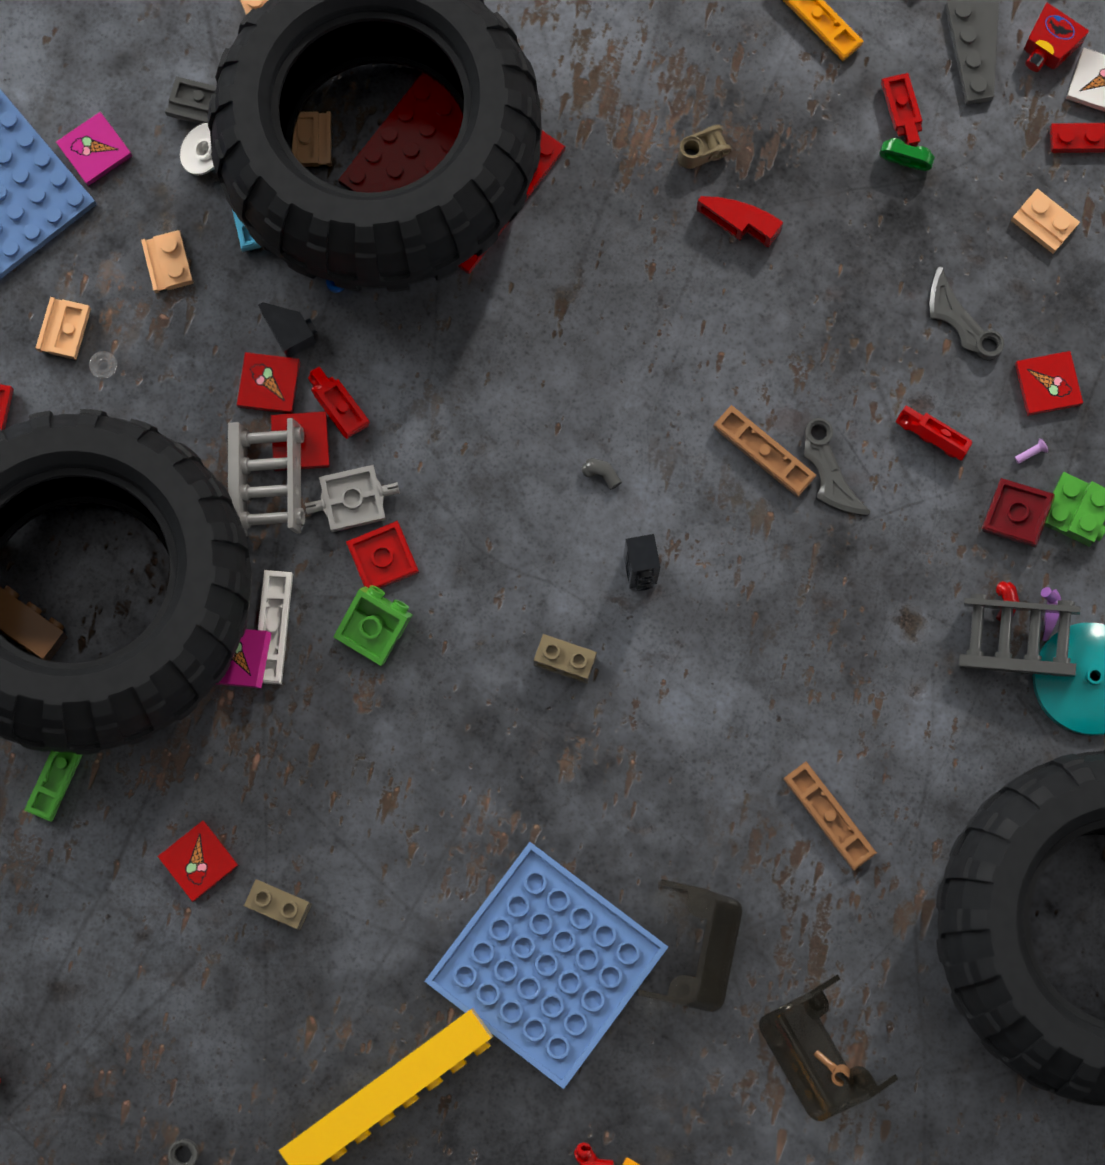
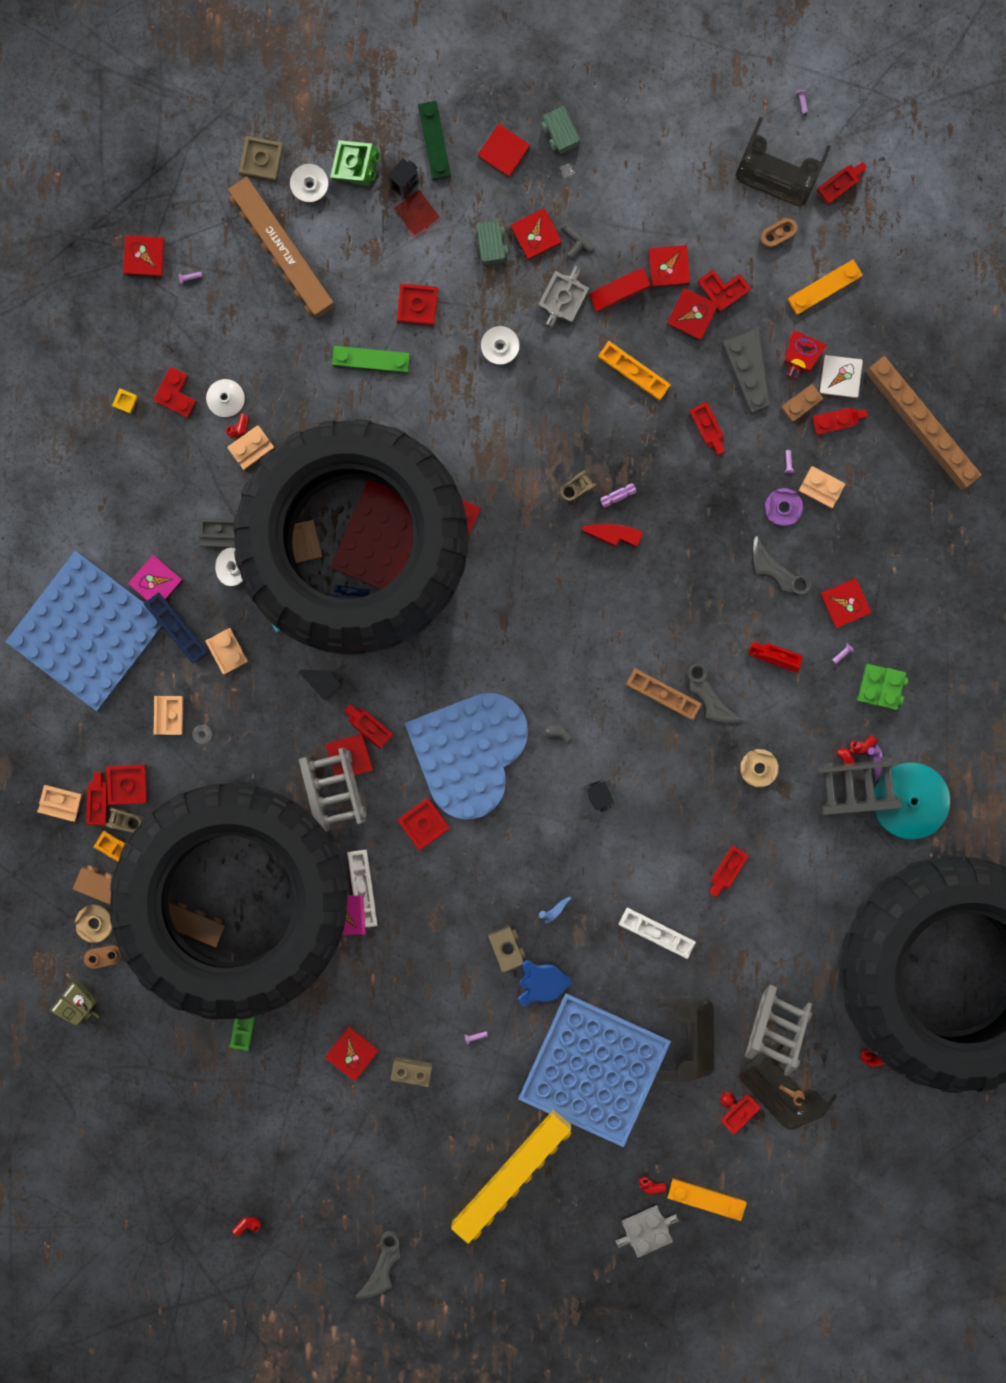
camera: 15 degrees left, 10 degrees up
(104, 212) = (175, 627): none -> dark blue plate
(268, 383) = (317, 721): red tile -> none
(352, 498) = (394, 789): light grey plate -> none
(373, 624) = (429, 872): bright green plate -> none
(390, 877) = (468, 1039): none -> lavender piece
(455, 740) = (507, 960): none -> dark tan brick
(467, 469) = (466, 751): none -> medium blue plate
(500, 818) = (542, 983): none -> blue tile
(533, 726) = (554, 912): none -> medium blue bar
(565, 658) = (561, 867): dark tan brick -> none
(682, 785) = (657, 933): none -> white plate
(747, 1078) = (740, 1112): none -> red plate
(759, 171) = (618, 495): none -> lavender axle
(804, 717) = (727, 870): none -> red hinge
(806, 952) = (760, 1030): none -> light grey fence
(829, 816) = (757, 931): medium nougat plate -> none
(870, 598) = (770, 768): none -> tan tile
(906, 155) = (725, 461): green plate -> none
(960, 1045) = (871, 1060): none -> red arm
(983, 251) = (772, 507): none -> medium lavender tile
(1004, 188) = (789, 463): none -> lavender piece
(1018, 512) = (842, 699): dark red plate -> none
(1033, 587) = (862, 747): none -> red arm
(1039, 104) = (802, 403): none -> medium nougat plate

